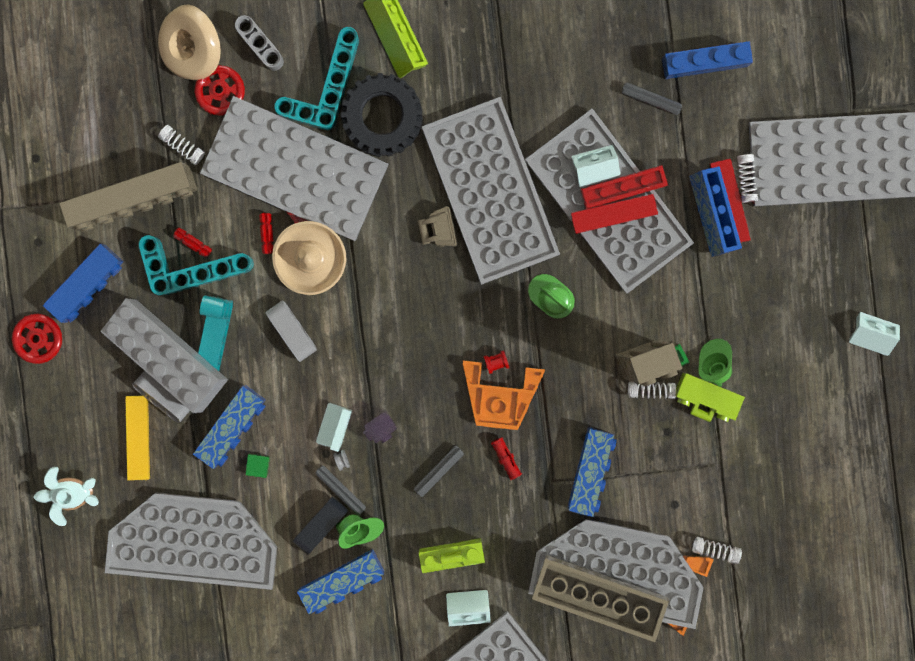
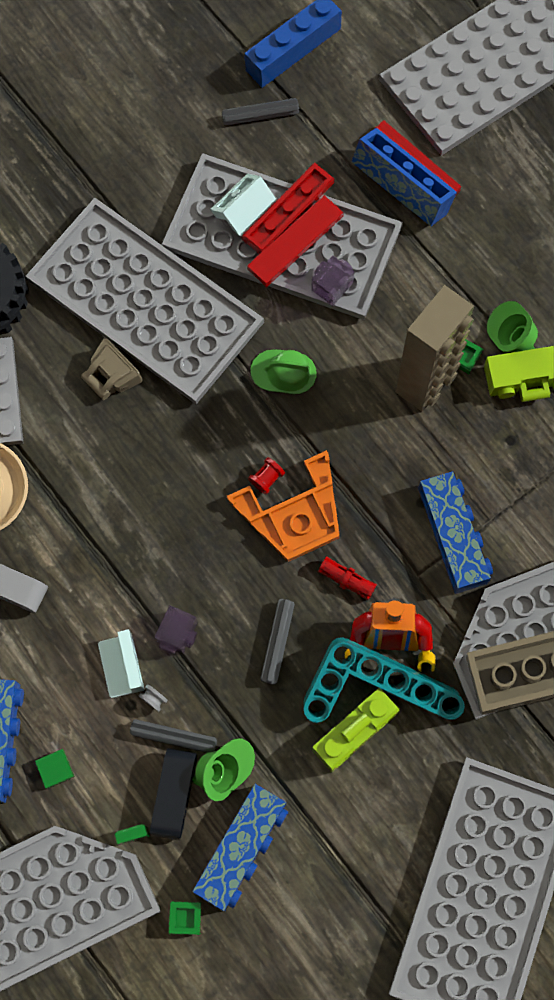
camera: 30 degrees left, 15 degrees down
(281, 534) = (131, 834): none -> green tile
(284, 601) = (185, 918): none -> green plate
(468, 608) = (416, 784): light aqua panel -> none
(484, 535) = (377, 677): none -> teal beam
(512, 509) = (394, 628): none -> torso
(620, 258) = (332, 279): none -> clear purple brick
(670, 390) = (483, 392): white piece -> none
(747, 159) = (399, 113): white piece -> none

